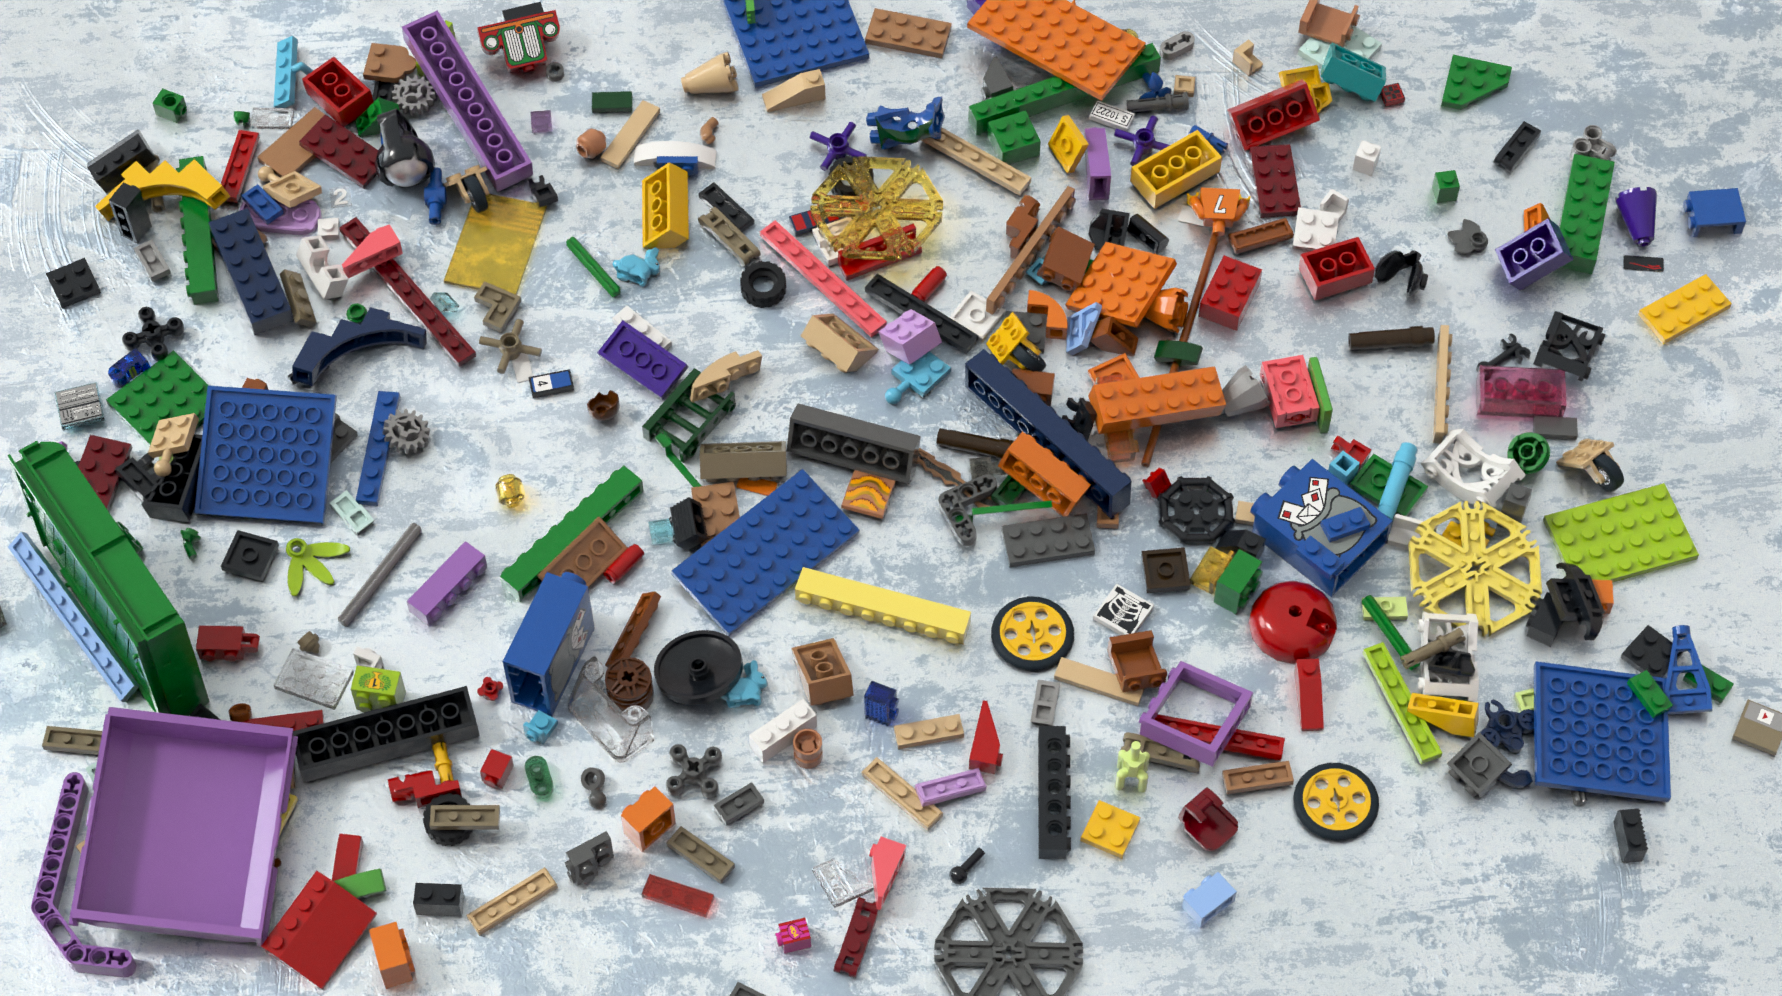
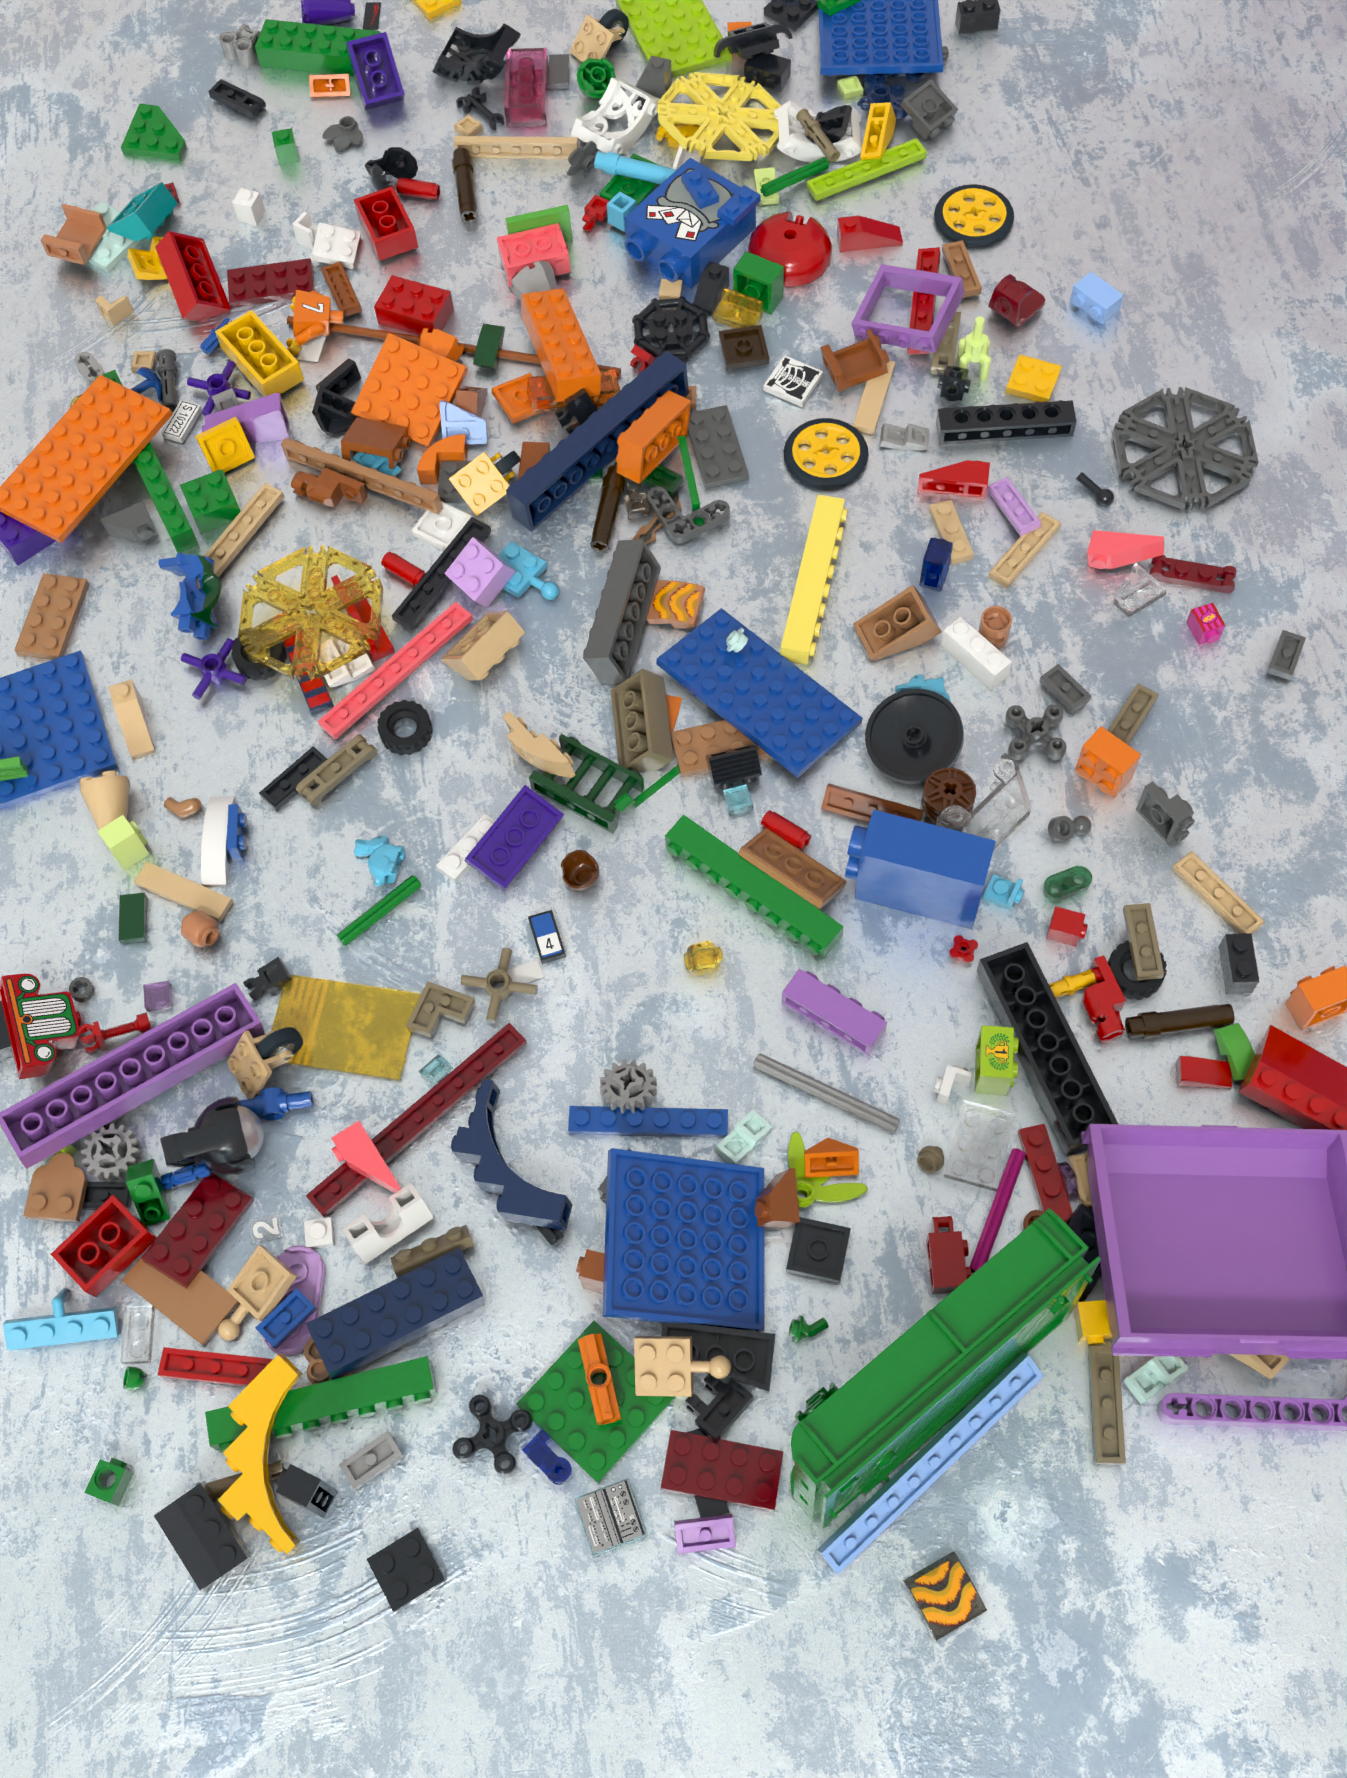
camera: 90 degrees left, 5 degrees up
(164, 397) = (604, 1395): none -> orange piece
(258, 687) = (998, 1209): none -> dark pink axle
(289, 525) = (778, 1202): none -> dark orange slope
(321, 568) = (831, 1159): none -> orange slope
(356, 313) = (452, 1176): green plate -> none
(395, 823) = (1155, 1024): none -> dark brown piece
(507, 81) = (99, 1036): none -> red bar
(665, 208) = (297, 839): yellow slope -> none
(672, 87) = (124, 841): none -> yellowish green brick
(677, 895) = (1179, 736): clear red tile -> none
(810, 529) = (736, 640): none -> light aqua plate
(1101, 748) = (954, 383): none -> black brick
(1125, 147) = (225, 400): none -> light grey plate
(1389, 299) = (418, 188): none -> red piece
(1419, 439) = (582, 158): none -> dark grey plate
(1476, 345) = (468, 126): none -> tan tile

